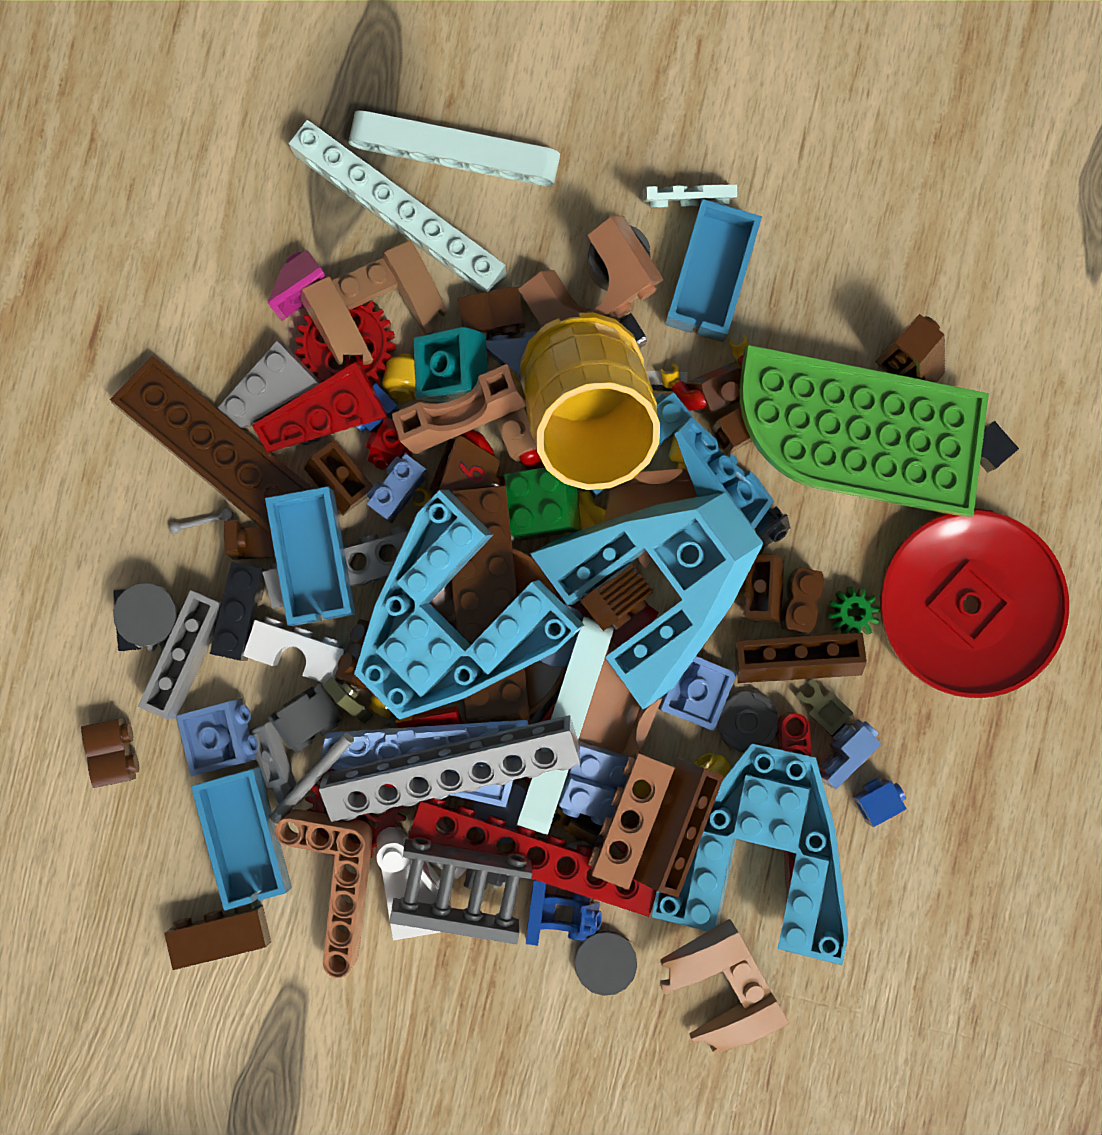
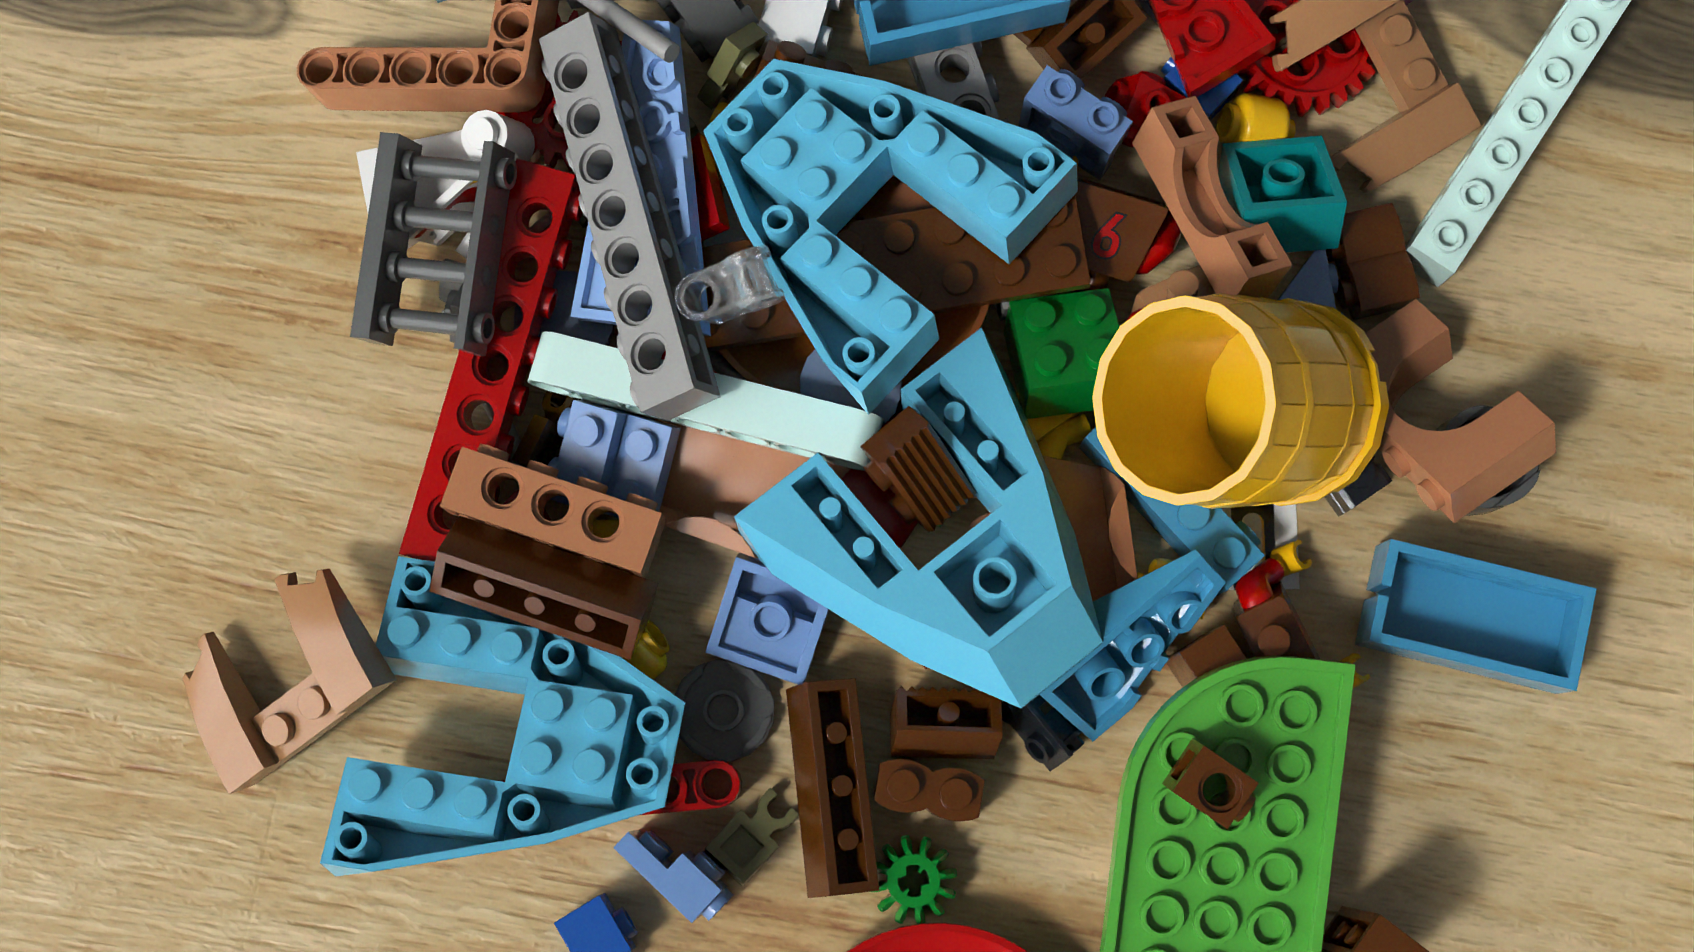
camera: 90 degrees right, 5 degrees down
(454, 148) = (1638, 192): light aqua beam -> none
(506, 701) = (739, 286): none -> clear piece
(585, 919) = (400, 388): blue tile -> none
(606, 963) = (325, 494): dark grey tile -> none
(688, 196) = (1600, 549): light aqua wing -> none
(805, 440) = (1194, 768): none -> reddish brown brick

